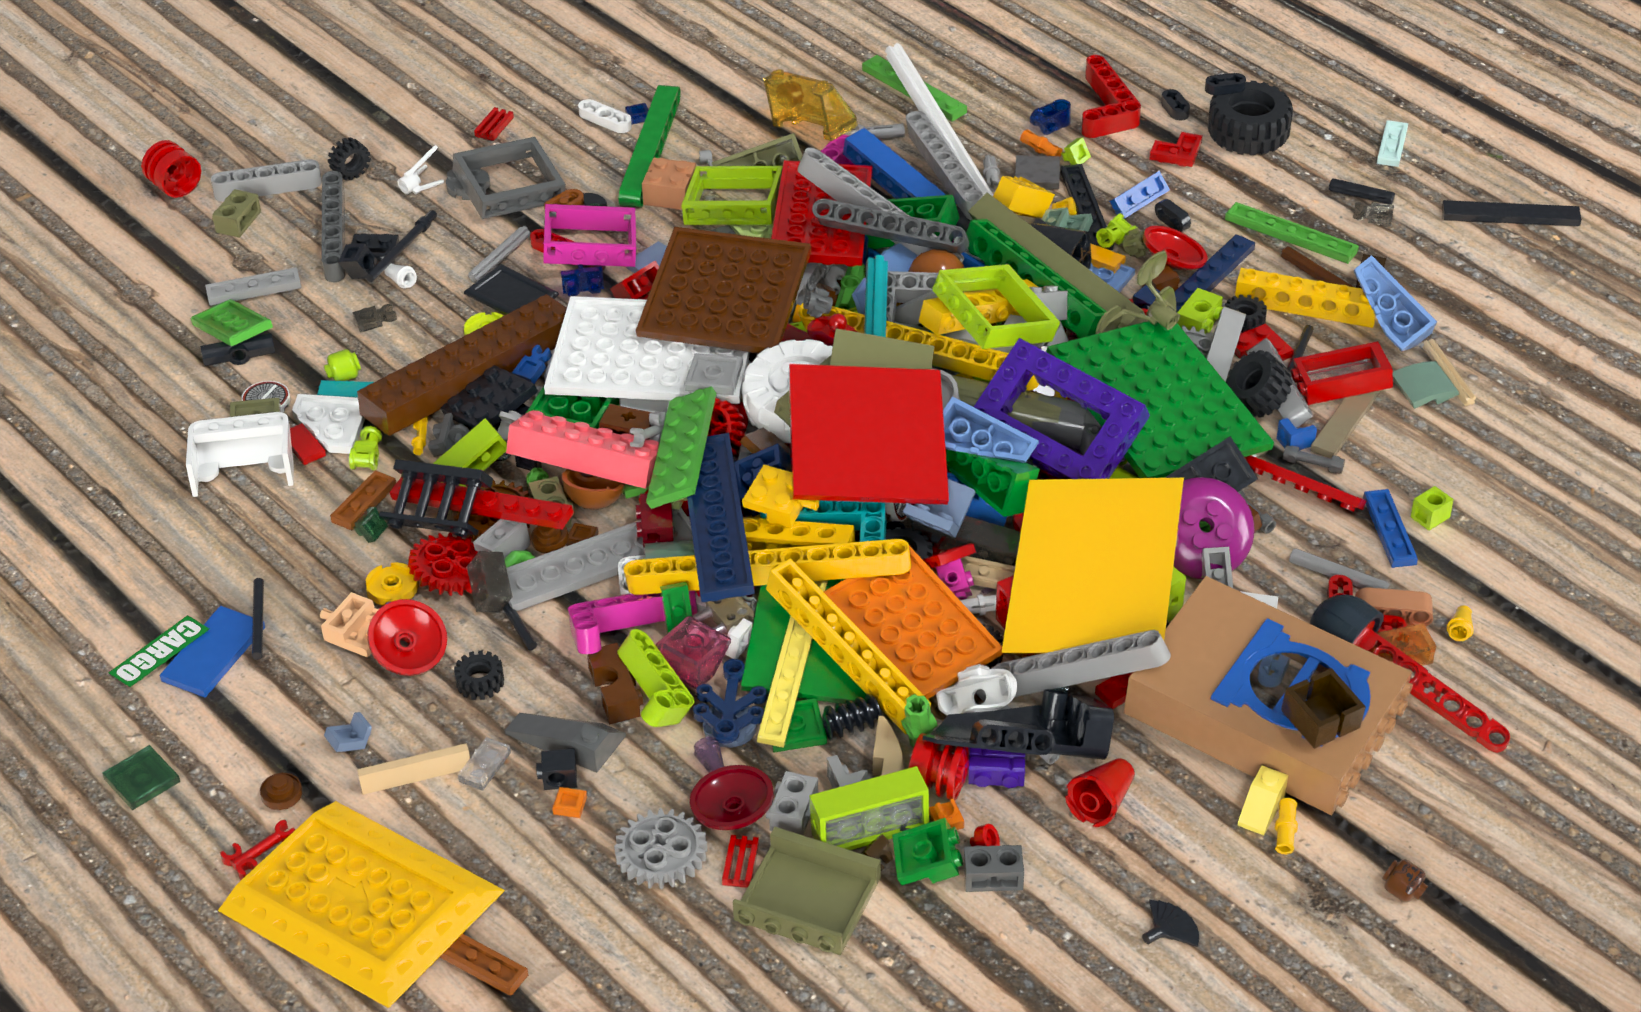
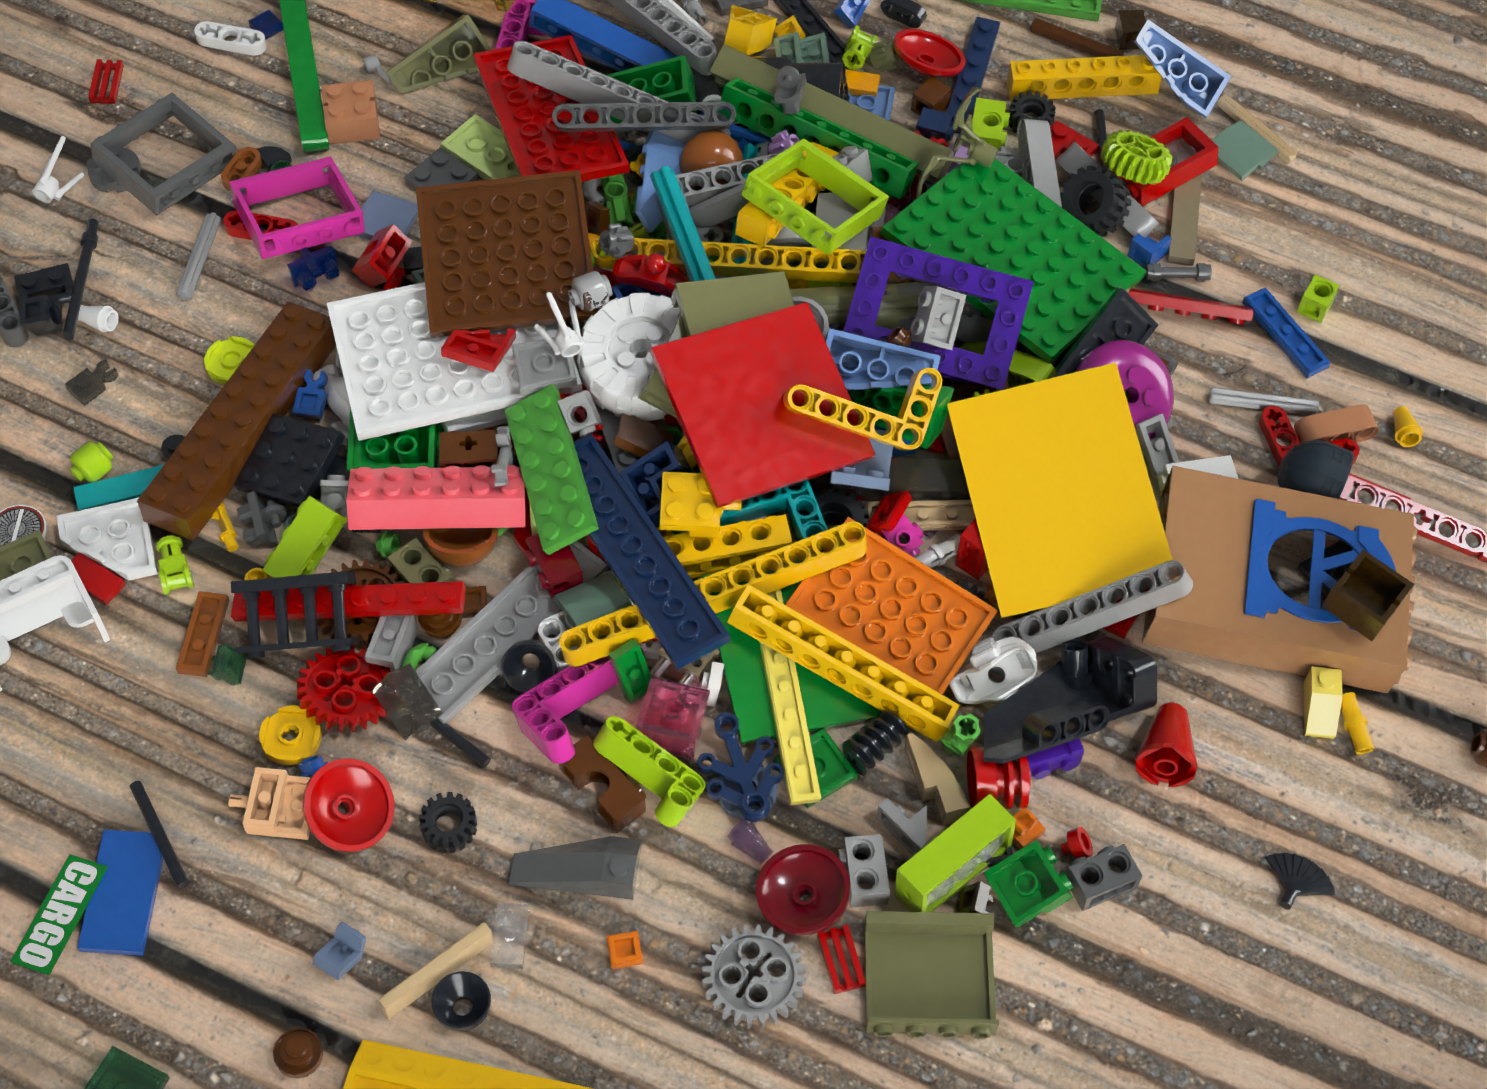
camera: 25 degrees left, 15 degrees up
(421, 786) = (458, 987): none -> black piece
(507, 290) = (237, 305): black piece -> none
(557, 769) = (595, 915): black brick -> none
(588, 582) = (520, 676): none -> black piece
(667, 350) = (478, 347): none -> red wing
(717, 405) = (570, 404): none -> light grey brick
(731, 212) = (436, 135): lime window -> none
(737, 357) = (567, 341): none -> white plant
(773, 328) = (590, 291): none -> light grey head
(951, 464) = (869, 416): none -> yellow beam
(1014, 421) = (900, 337): none -> reddish brown plate
(1022, 233) = (790, 89): none -> dark grey hips
(1051, 412) = (937, 317): none -> light grey bracket
(1308, 355) = (1136, 157): none -> lime gear
(1413, 641) = (1375, 466): clear orange brick -> none

